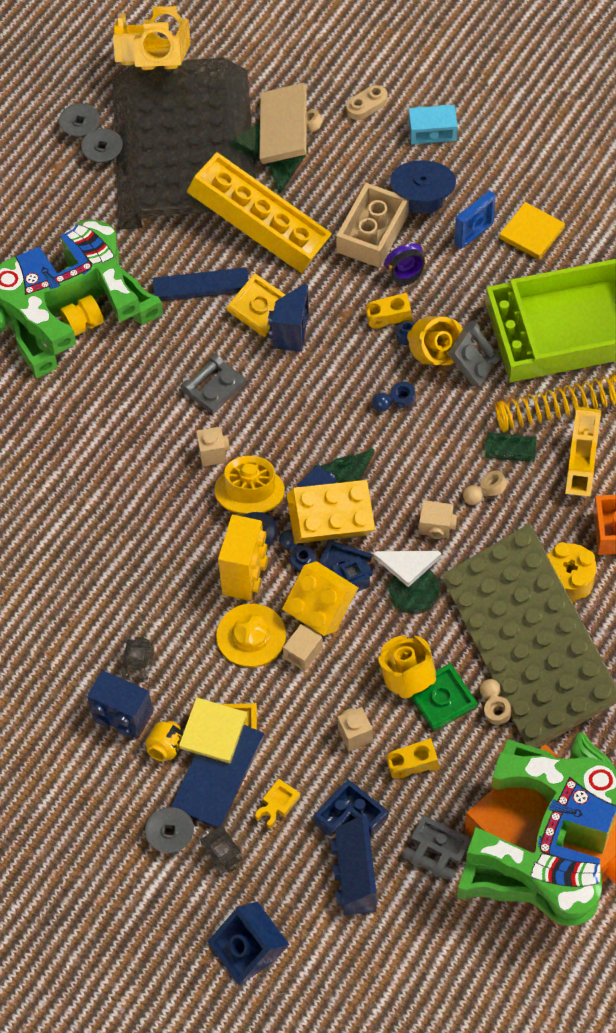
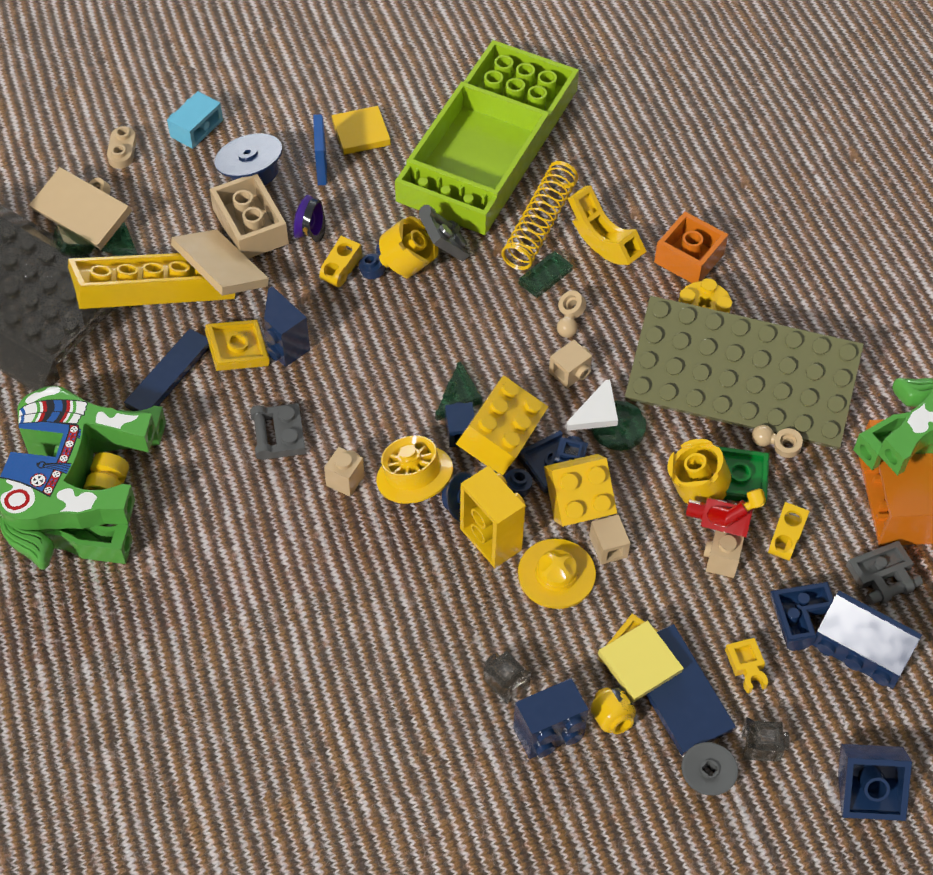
camera: 55 degrees left, 5 degrees down
(311, 239) = (220, 262): none -> tan tile
(382, 401) = (419, 325): dark blue plate -> none
(383, 709) = (727, 516): none -> red torso

